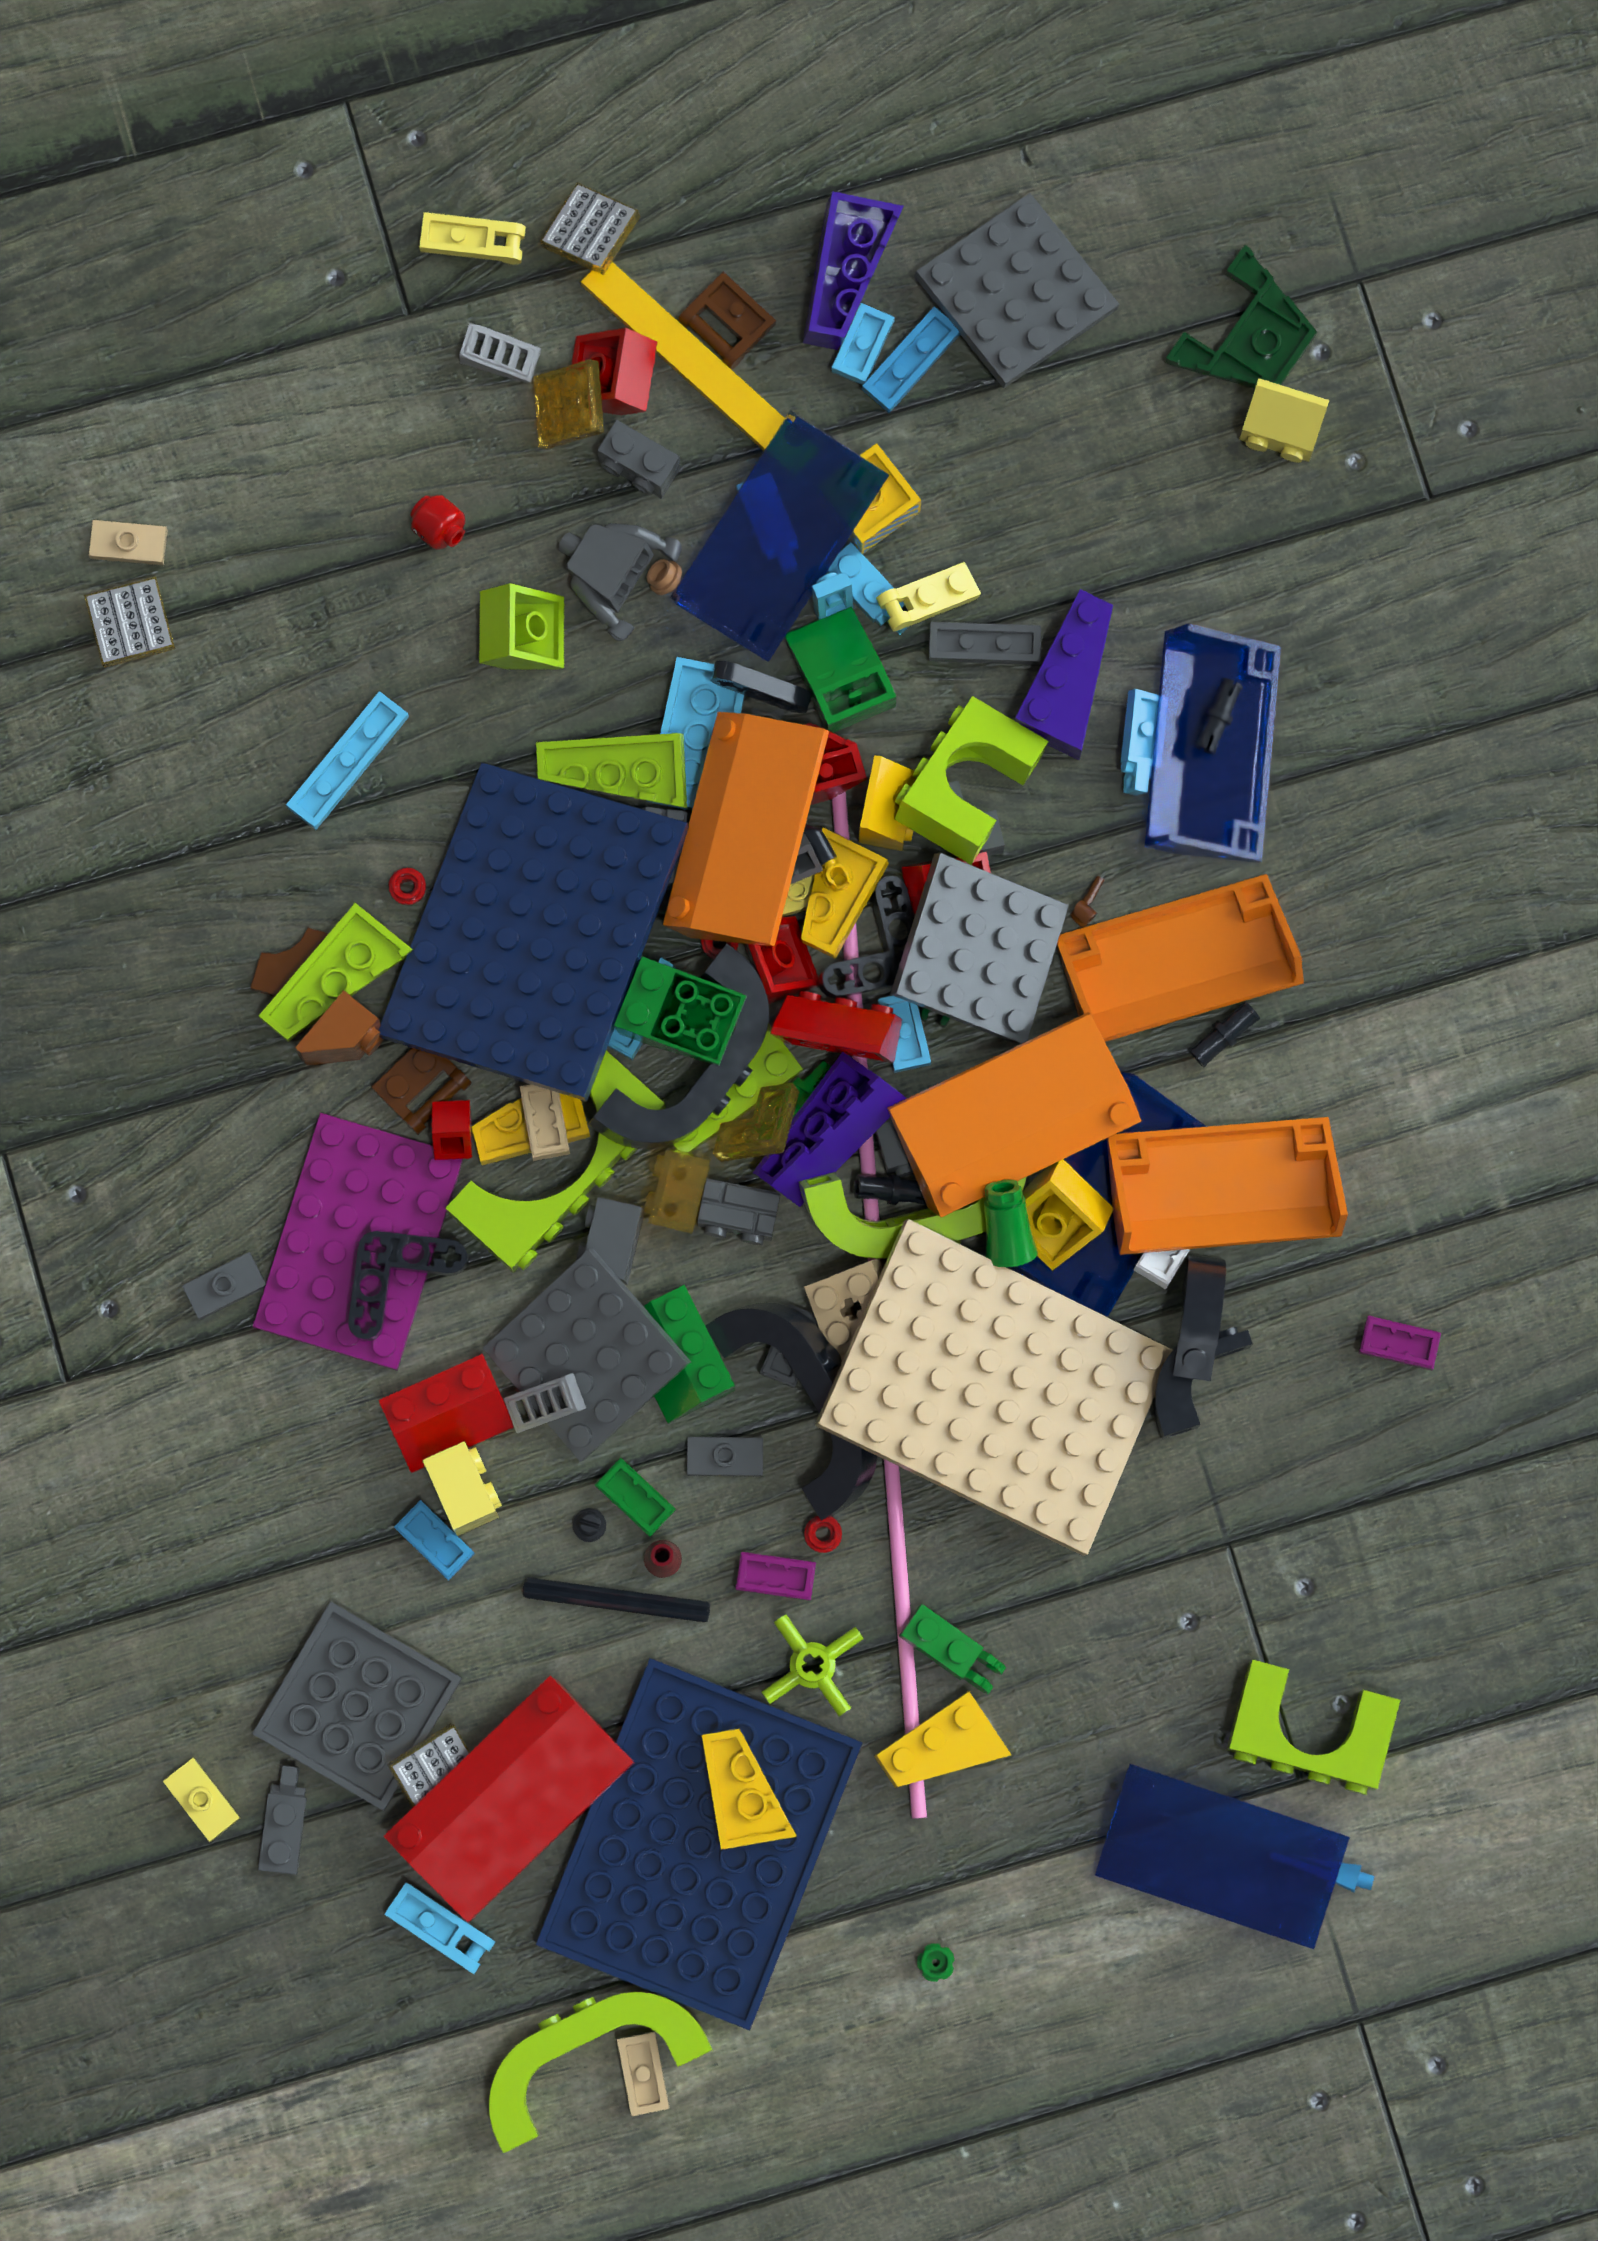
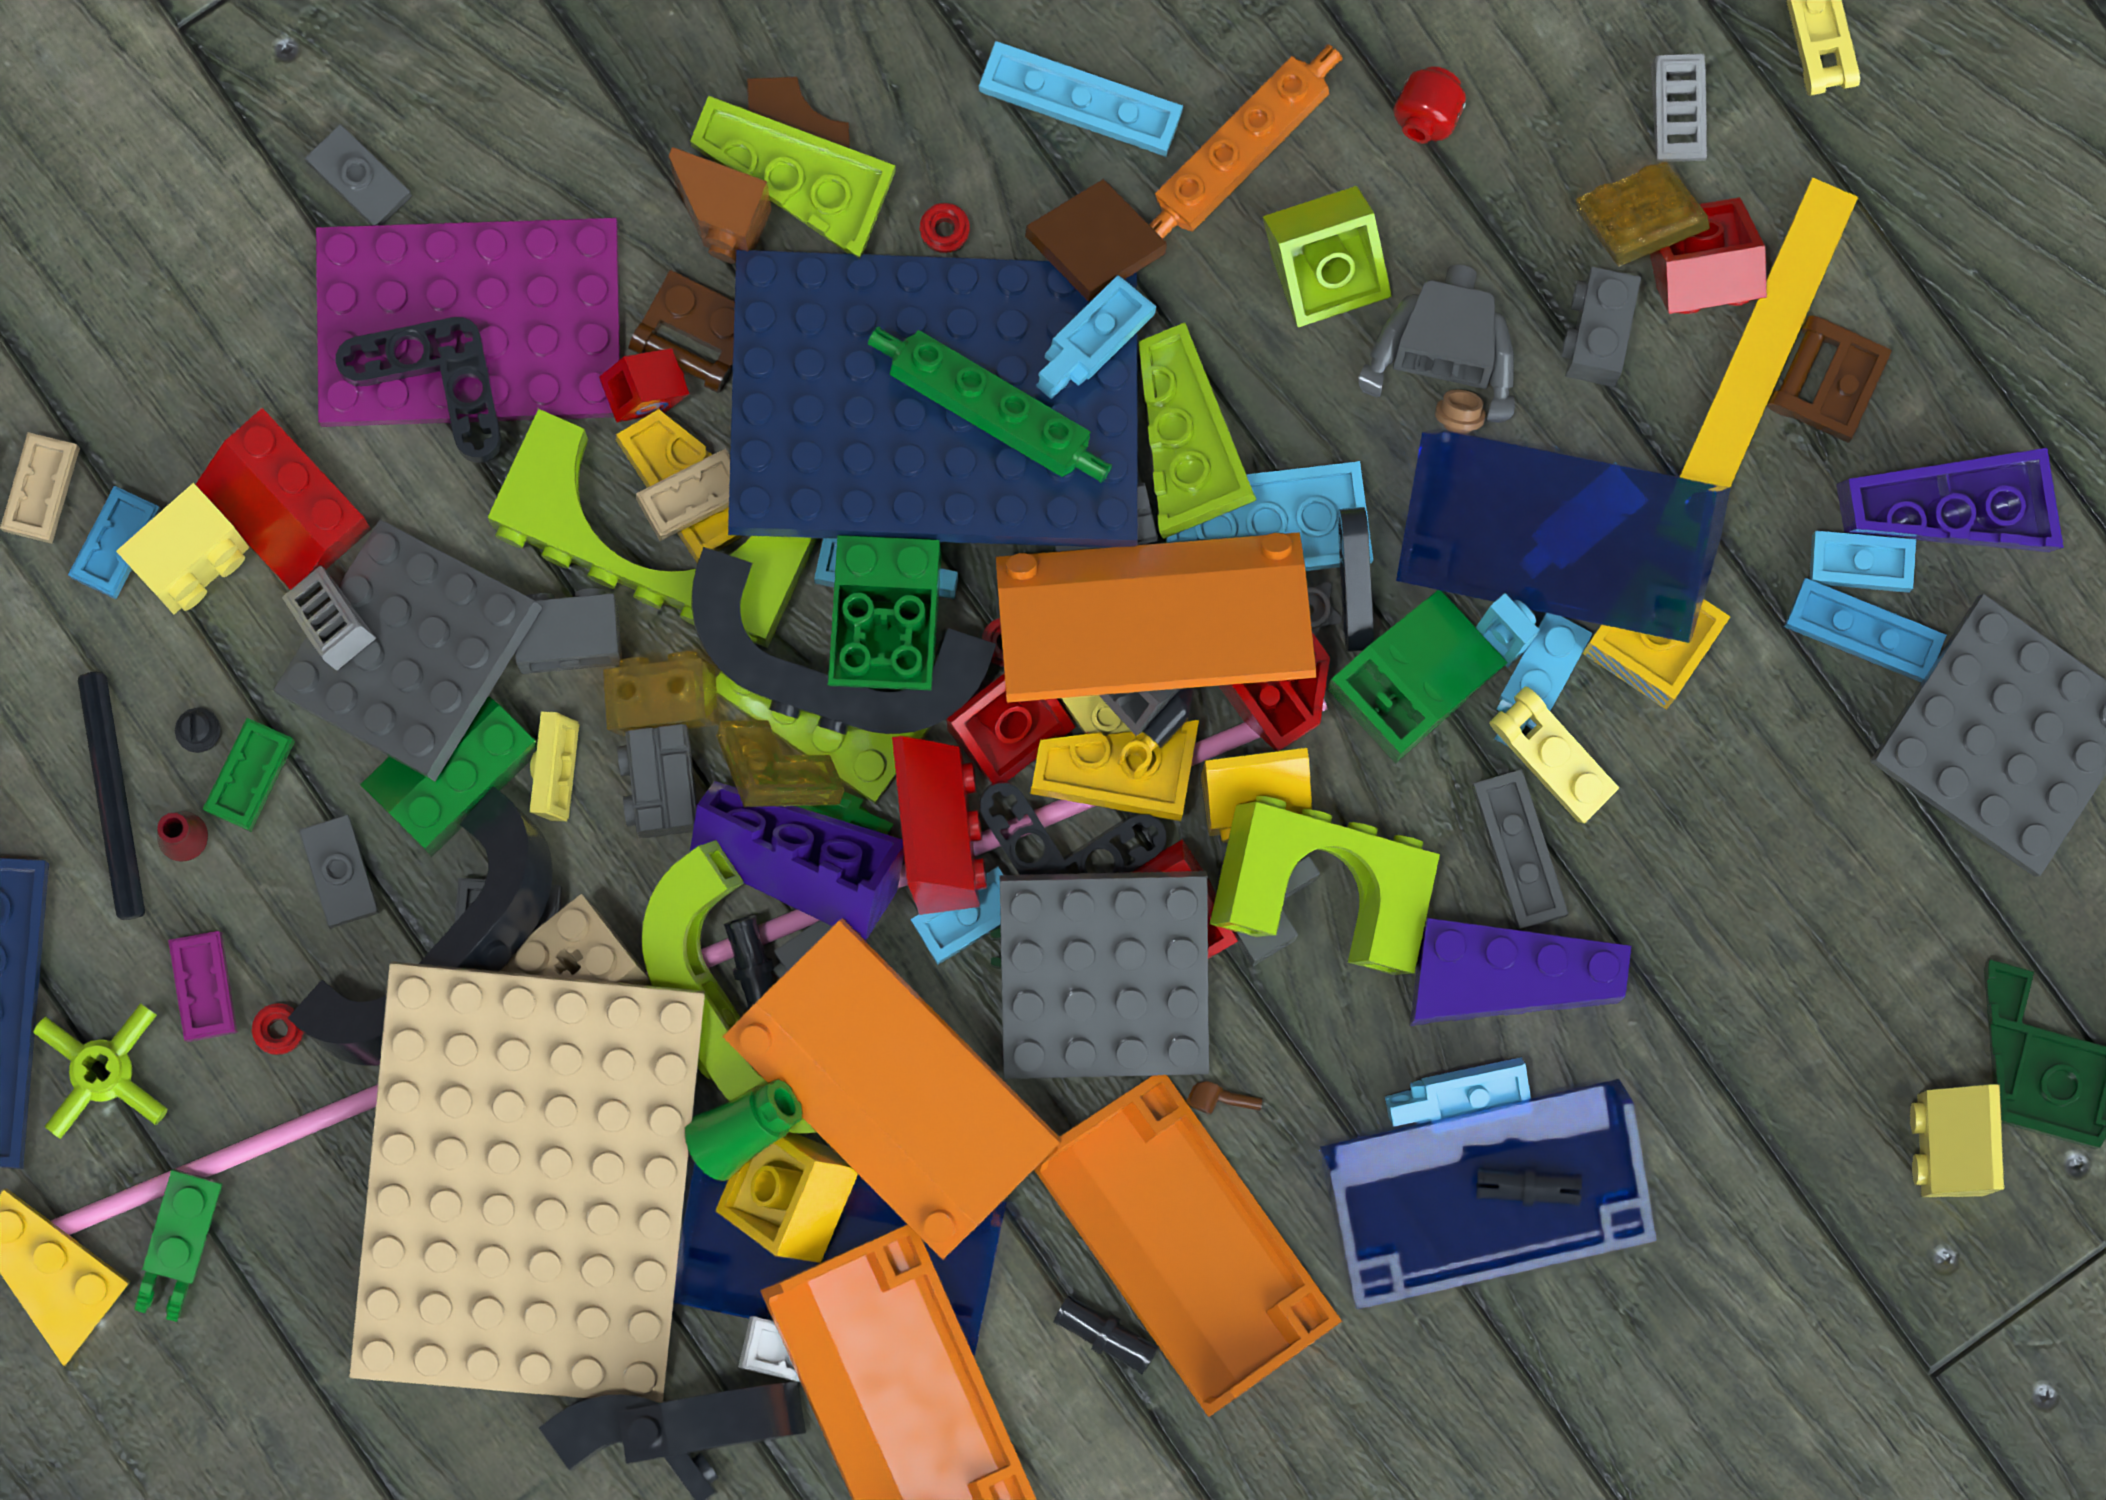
camera: 70 degrees right, 0 degrees up
(376, 1581) = (40, 488): none -> tan plate
(419, 661) = (1243, 142): none -> orange plate
(456, 783) = (1095, 239): none -> reddish brown tile
(529, 803) = (1094, 336): none -> medium azure hinge
(555, 890) = (990, 403): none -> green plate
(590, 228) = (1885, 164): tile -> none
(703, 1282) = (554, 766): none -> light yellow plate

